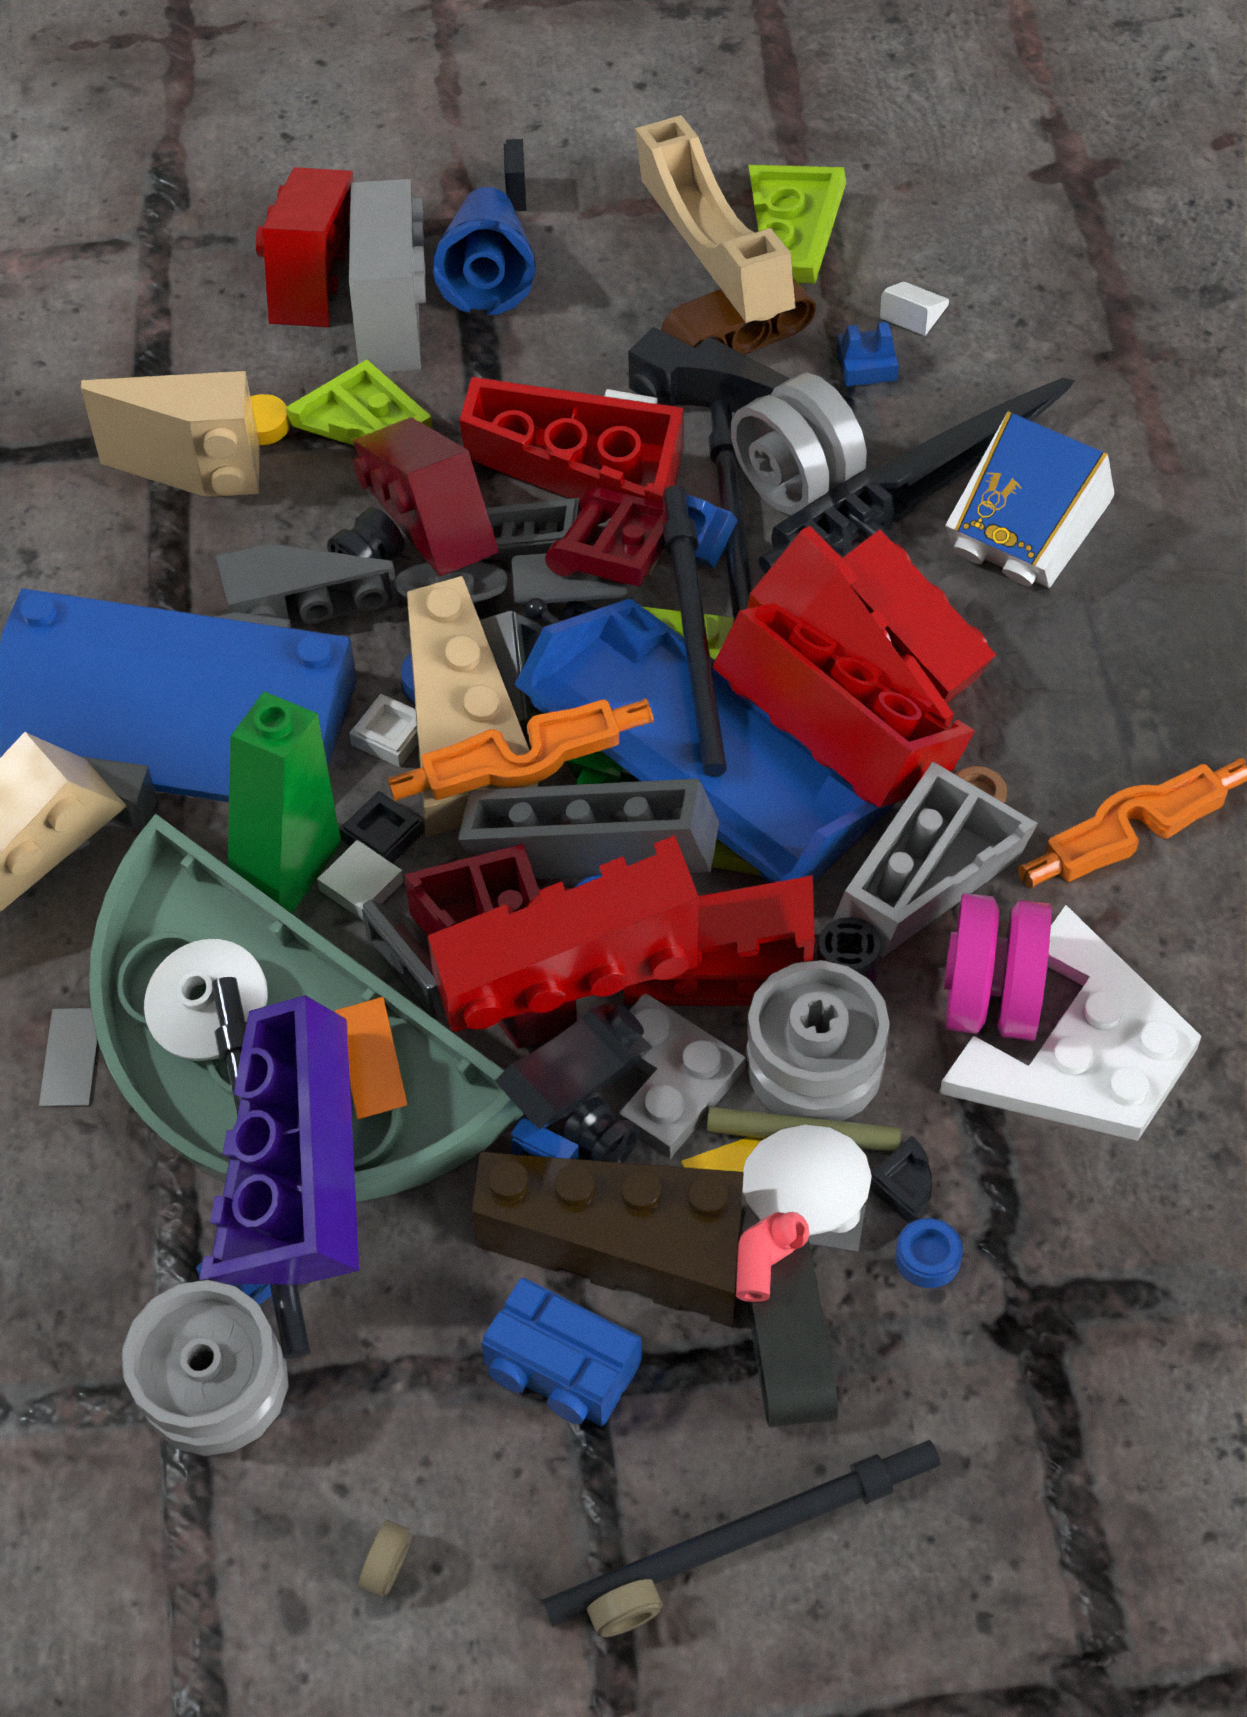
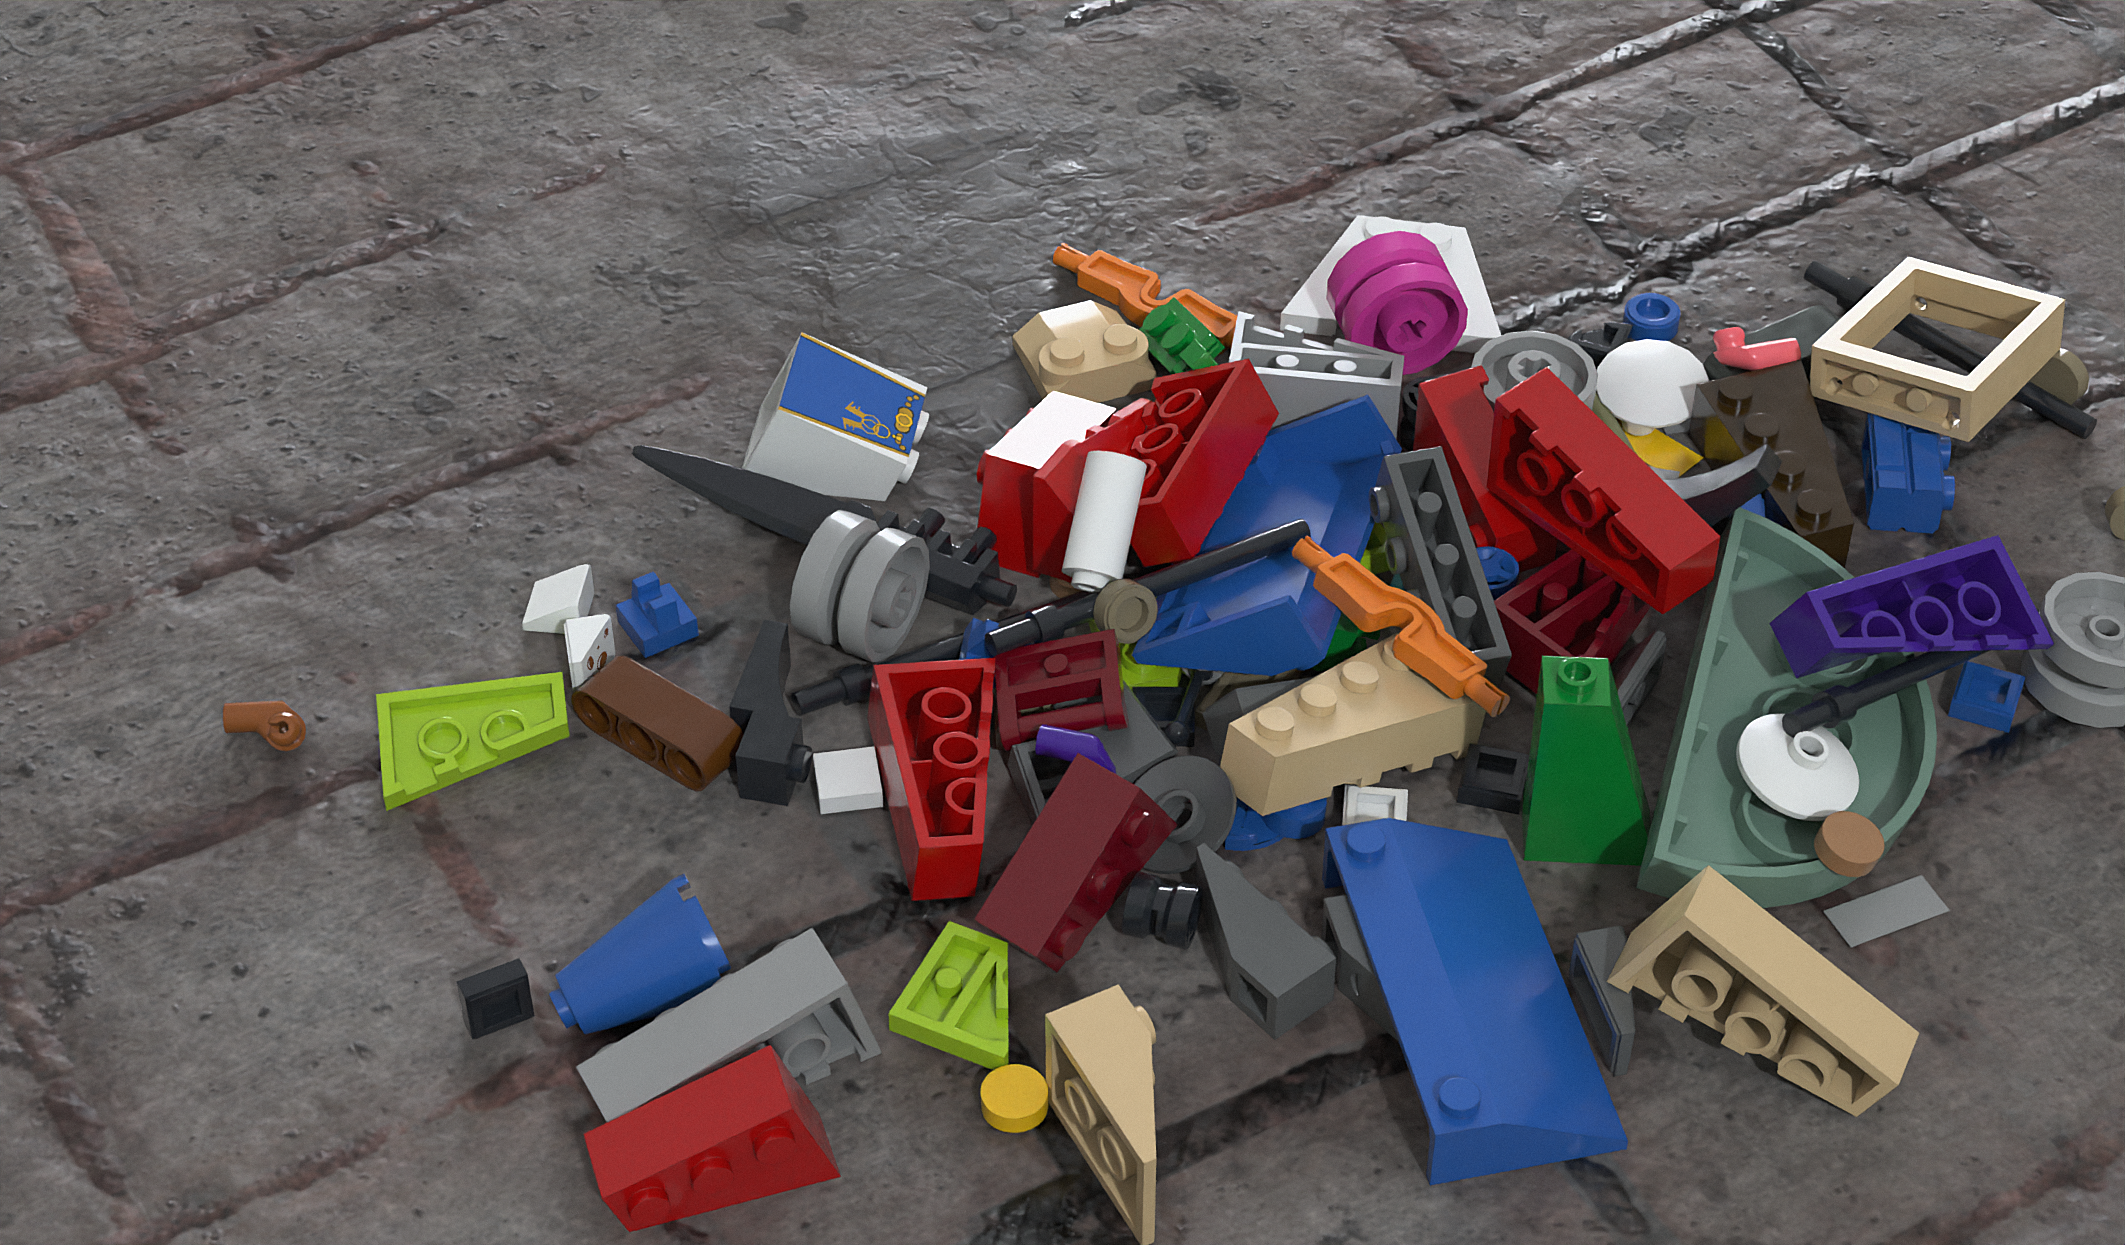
camera: 115 degrees left, 10 degrees down
(95, 988) = (1849, 844): none -> medium nougat tile
(372, 1059) = (1753, 625): orange sticker -> none
(537, 527) = (1066, 743): none -> dark purple arm
(626, 1334) = (1925, 394): none -> tan window
(666, 593) = (1127, 609): none -> dark tan tile
(746, 265) = (465, 817): tan arch -> none
(749, 574) = (1103, 520): none -> white brick
(833, 292) = (588, 646): none -> white slope
(853, 135) = (270, 719): none -> dark orange arm
(1021, 778) = (1179, 339): none -> green hinge
(1074, 733) = (1085, 353): none -> tan slope

